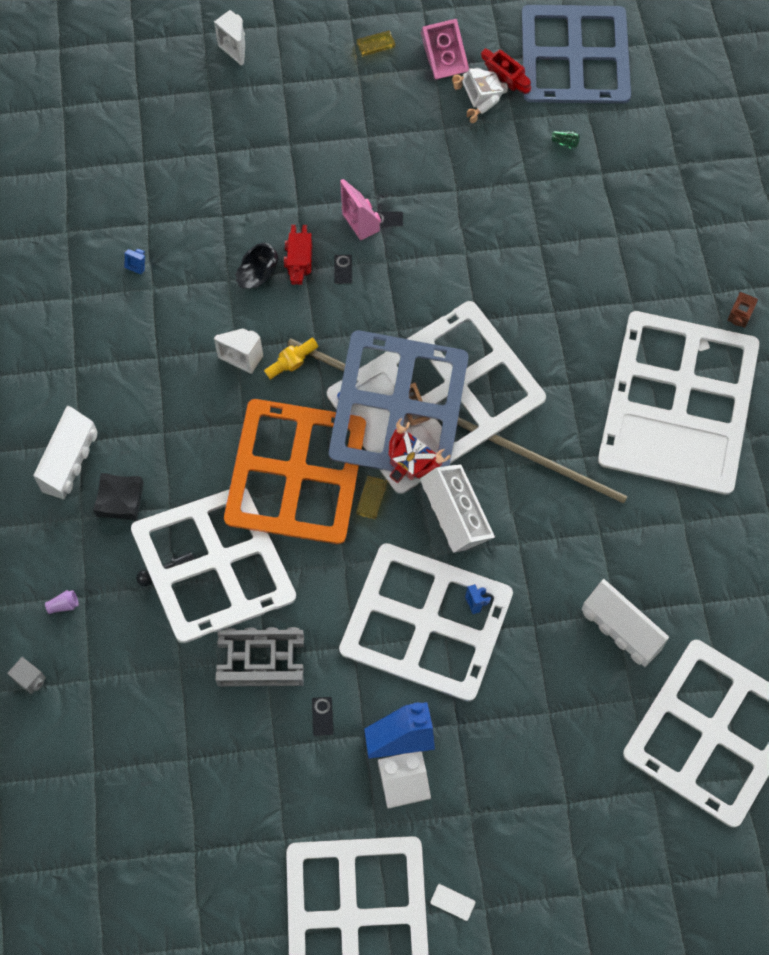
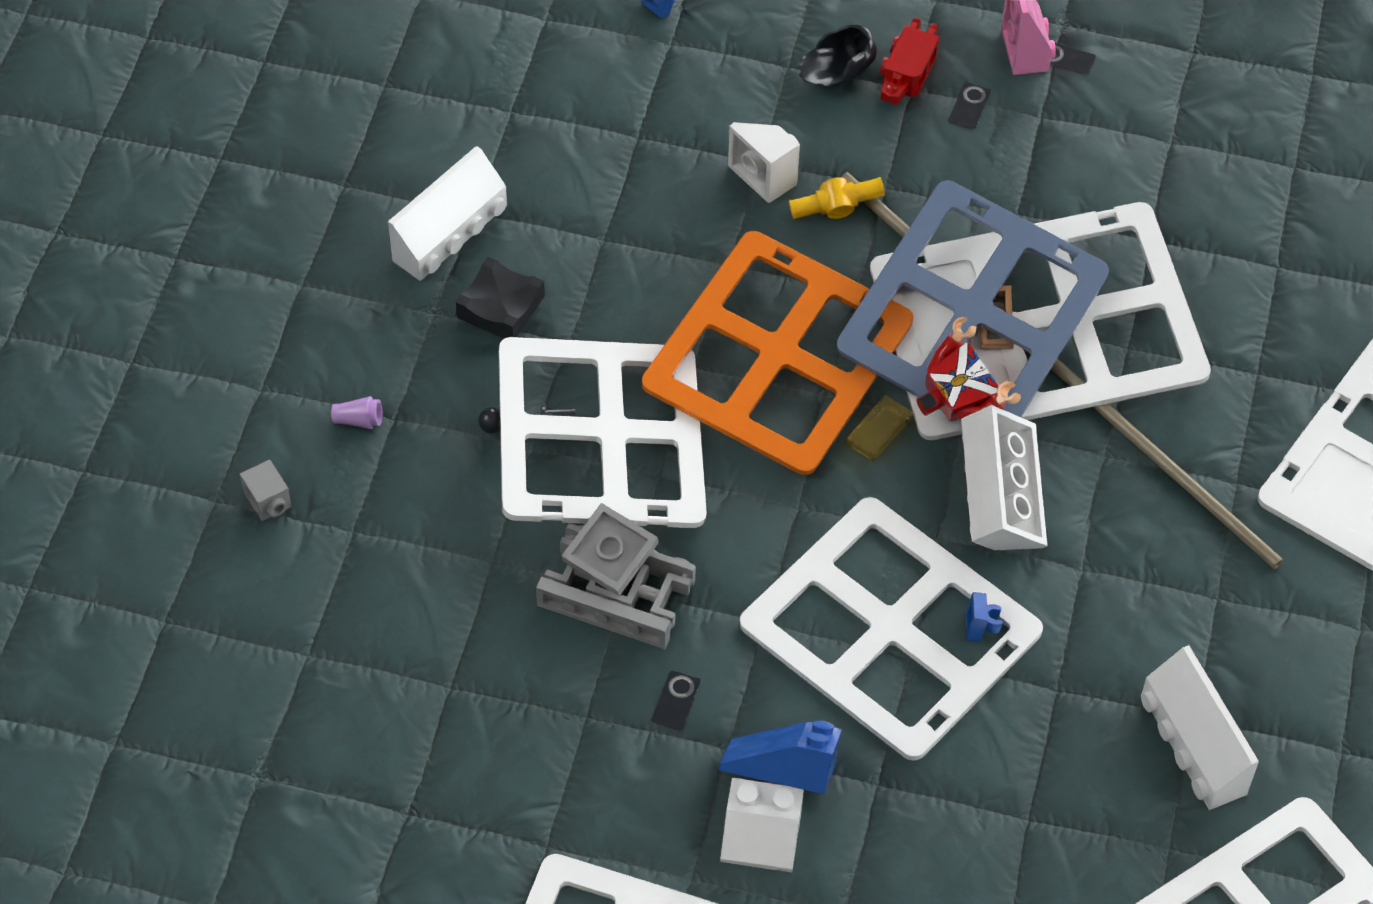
camera: 20 degrees right, 10 degrees down
(250, 640) = (610, 549): none -> light grey plate

